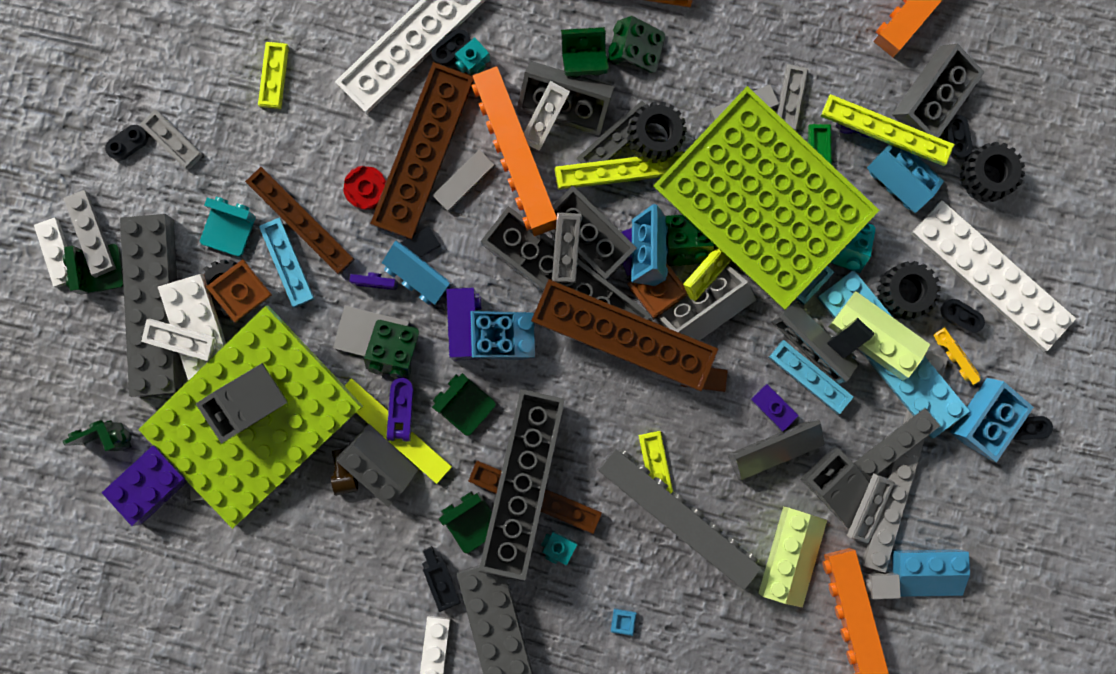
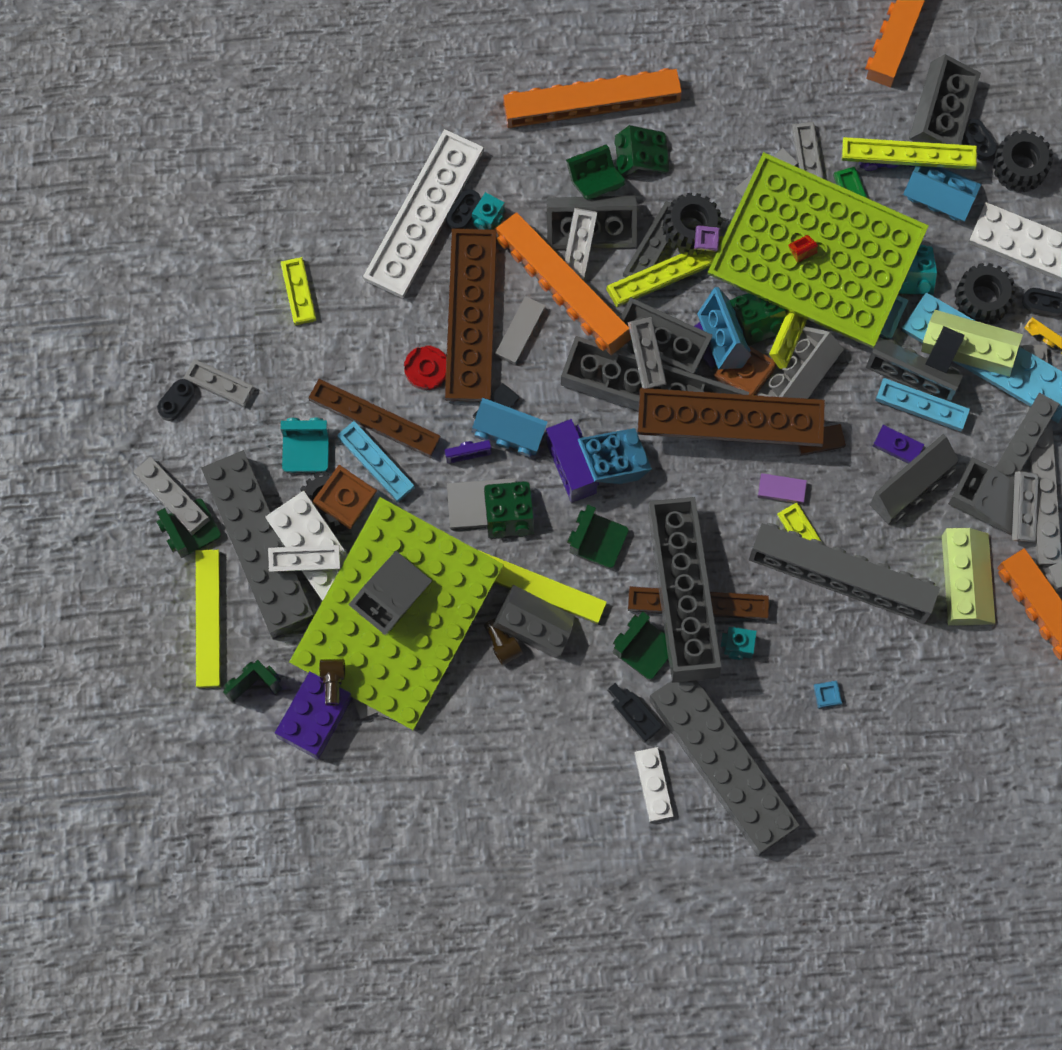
camera: 15 degrees left, 10 degrees down
(52, 246) = (141, 526): white plate -> none
(85, 360) = (207, 618): none -> neon yellow tile
(168, 456) = (332, 673): none -> dark brown pin
(400, 409) = (538, 562): dark purple plate -> none
(651, 413) = (782, 488): none -> medium lavender tile
(663, 153) = (707, 238): none -> medium lavender tile
(751, 193) = (803, 248): none -> red slope

